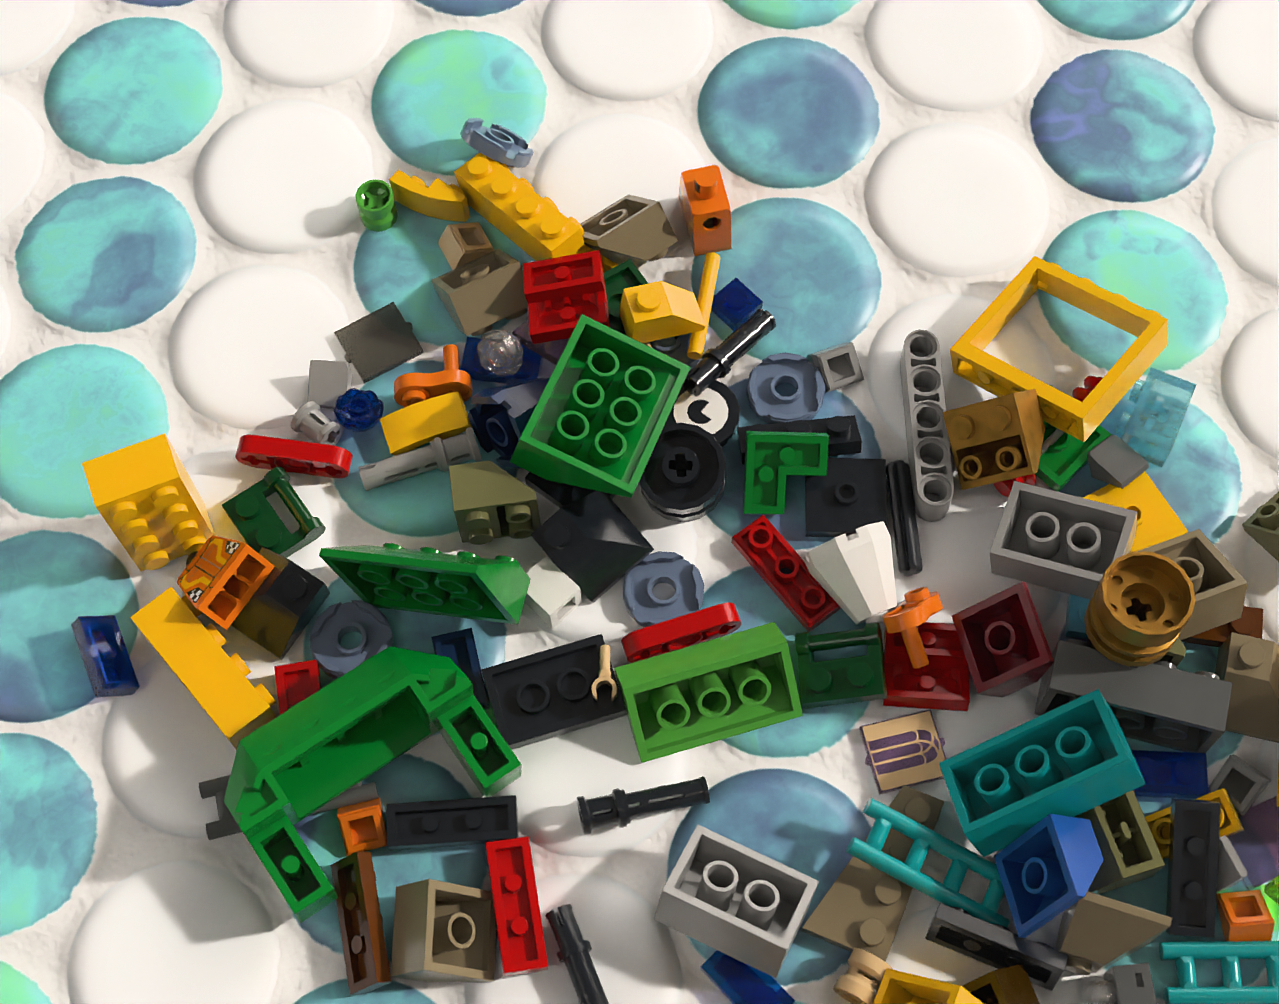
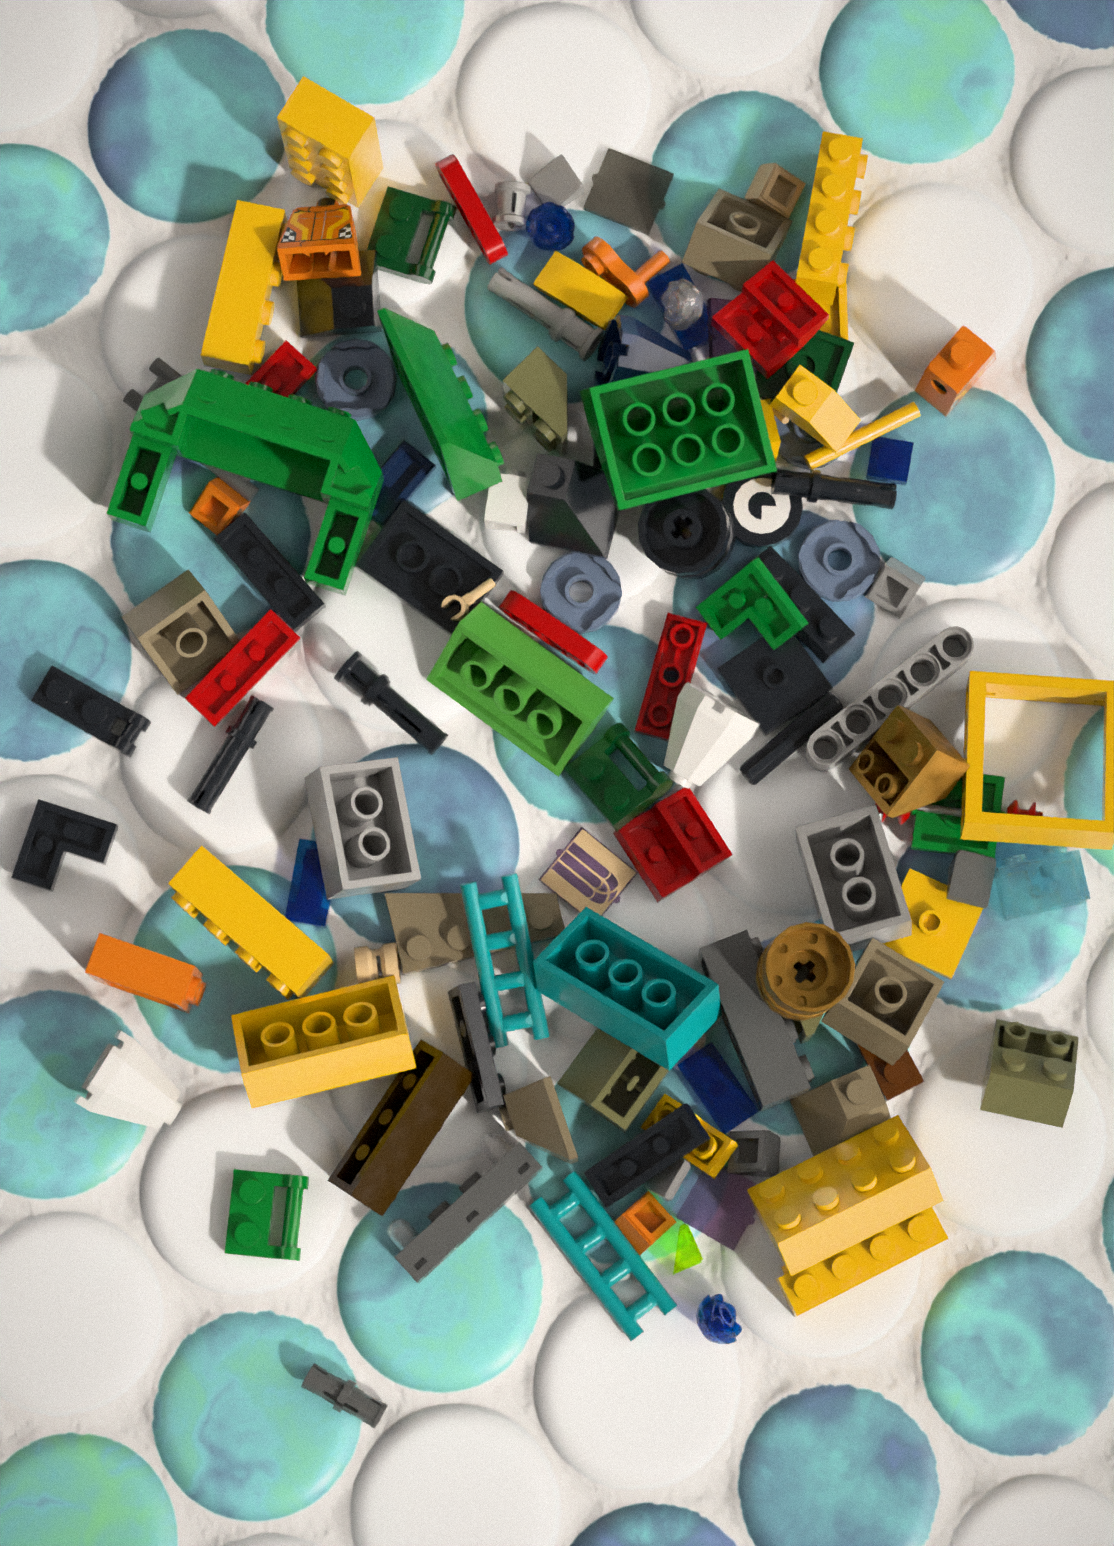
camera: 55 degrees right, 15 degrees up
(105, 656) = (199, 203): clear blue plate -> none
(360, 923) = (144, 563): reddish brown plate -> none
(376, 205) = (752, 79): bright green wheel -> none
(436, 201) = (794, 133): yellow slope -> none
(497, 143) = (870, 129): sand blue tile -> none
(631, 228) = (884, 315): dark tan slope -> none
(905, 618) = (697, 801): orange piece -> none
(1003, 642) = (722, 887): dark red slope -> none
(1048, 869) = (556, 1044): blue slope -> none

